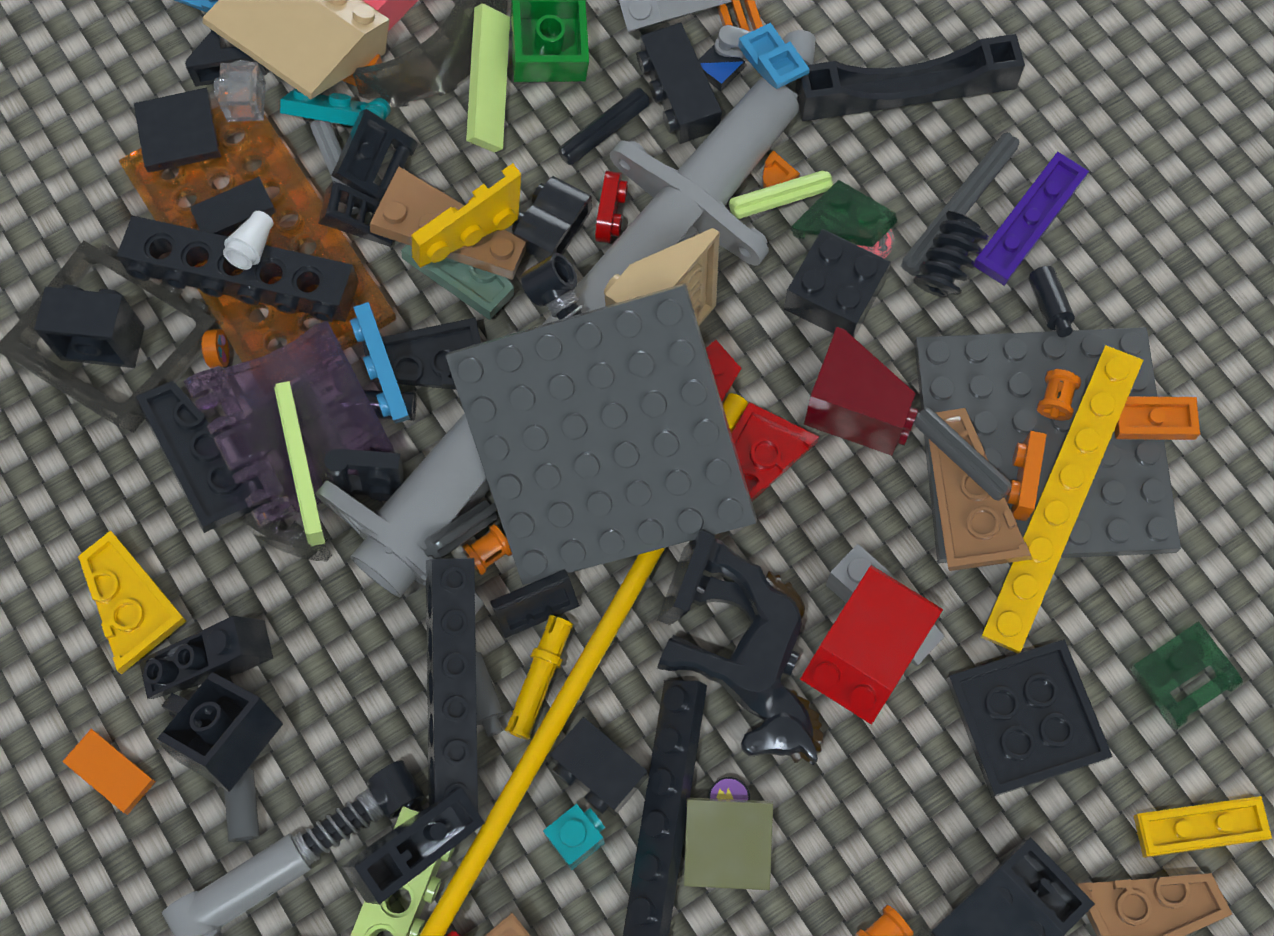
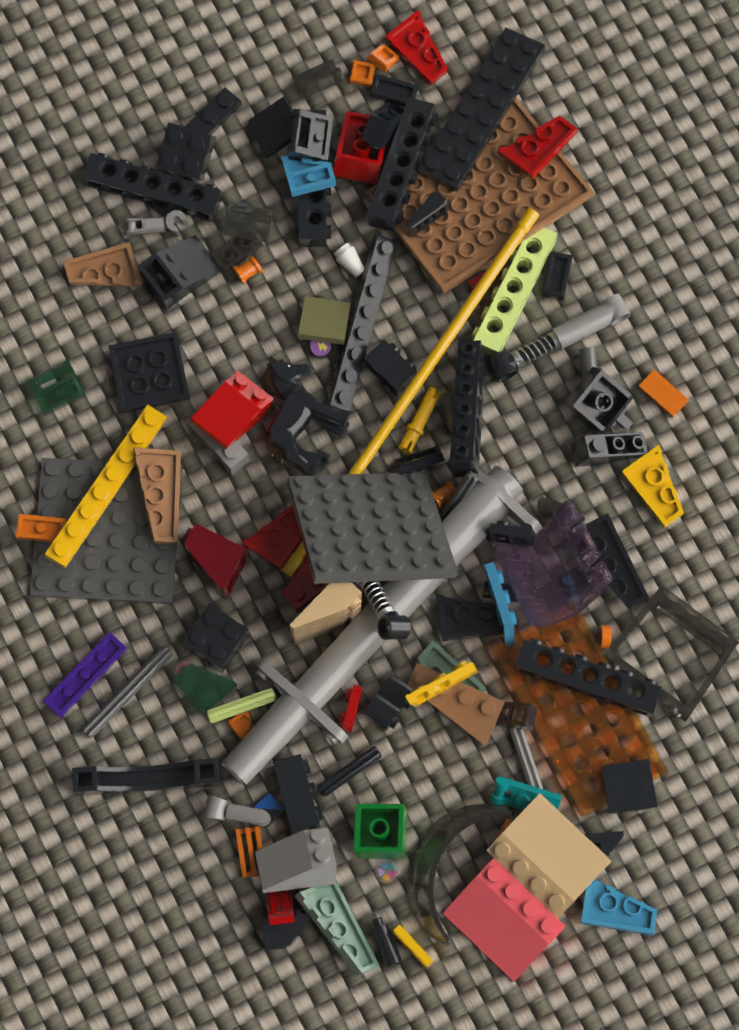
camera: 175 degrees left, 5 degrees up
(89, 326) = (679, 650): black brick -> none
(232, 208) = (592, 724): black tile -> none
(241, 91) = (586, 807): clear brick -> none
(247, 243) = (577, 682): white cone -> none
(299, 464) = (550, 542): yellowish green tile -> none
(366, 151) = (501, 753): black plate -> none
(412, 847) = (493, 323): black slope -> none
(488, 78) = (423, 808): yellowish green tile -> none
(576, 835) = (406, 331): teal brick -> none
(686, 578) = (331, 455): black tile -> none
(771, 57) = (234, 789): dark azure slope -> none
(950, 255) = (140, 646): black piece -> none
(962, 454) = (161, 510): dark grey axle -> none
(1029, 459) = (128, 491): orange plate -> none
(1052, 300) = (84, 615): black cylinder -> none
(1067, 387) = (95, 539): orange bush -> none
(1202, 827) = (65, 309): yellow tile -> none

